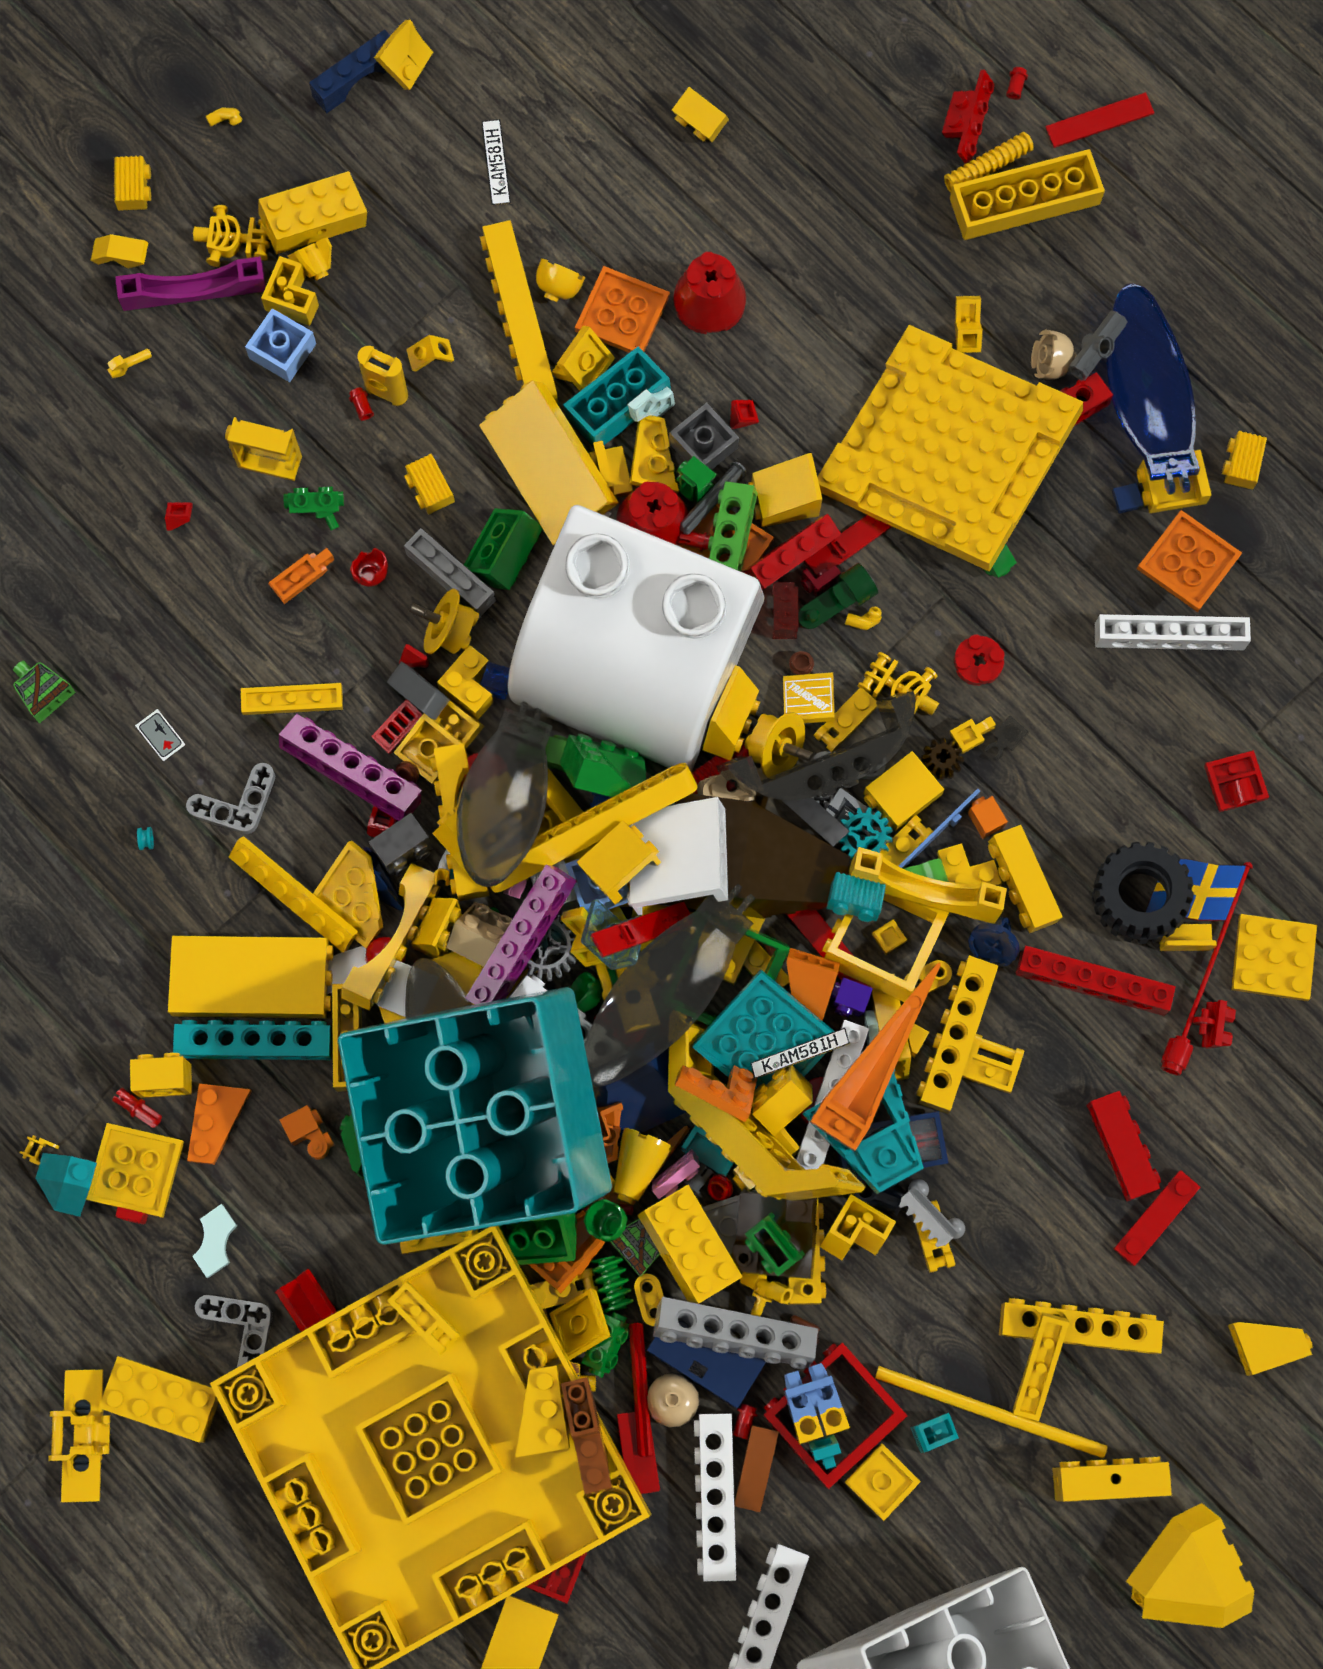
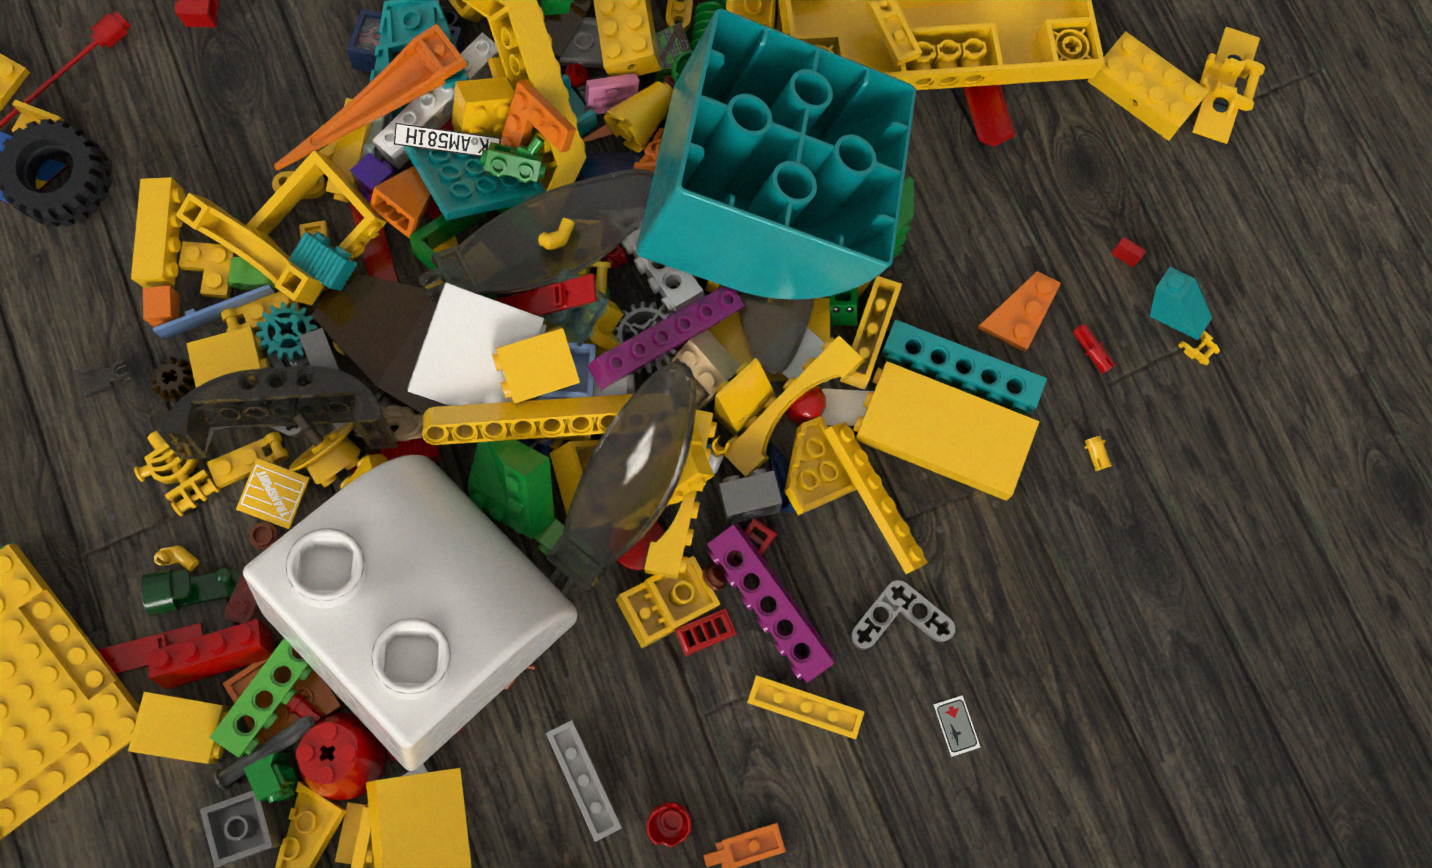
camera: 160 degrees left, 0 degrees up
(41, 689) = (1072, 825): torso -> none
(106, 1011) = (1098, 453): none -> yellow pin
(135, 1170) = (1112, 293): yellow plate -> none
(145, 838) = (1007, 614): teal bush -> none
(160, 1076) = (1065, 361): yellow brick -> none
(212, 1253) = (1061, 194): light aqua tile -> none
(251, 1326) = (1044, 120): light grey beam -> none
(305, 1125) = (938, 270): orange brick -> none
(413, 657) = (661, 702): red slope -> none
(418, 690) = (669, 657): dark grey beam -> none
(448, 624) = (610, 719): yellow piece -> none
(463, 685) = (621, 650): yellow brick -> none
(496, 680) = (583, 638): clear blue brick -> none
(503, 547) = (516, 790): green slope -> none
(587, 991) = (625, 288): green hair -> none
(653, 997) = (557, 238): none -> yellow arm
(729, 1054) = (516, 162): none -> green brick
(743, 414) = (186, 847): red slope -> none
(825, 580) = (195, 613): dark red bracket -> none
(970, 735) = (133, 395): yellow plate -> none
(981, 674) = (70, 462): red plate -> none
(983, 974) = (297, 108): yellow brick -> none
(990, 1071) = (285, 81): yellow plate -> none
(994, 942) = (218, 182): dark blue tile -> none
(1095, 980) = (145, 118): red brick -> none
(1212, 1024) = (60, 42): red hips -> none

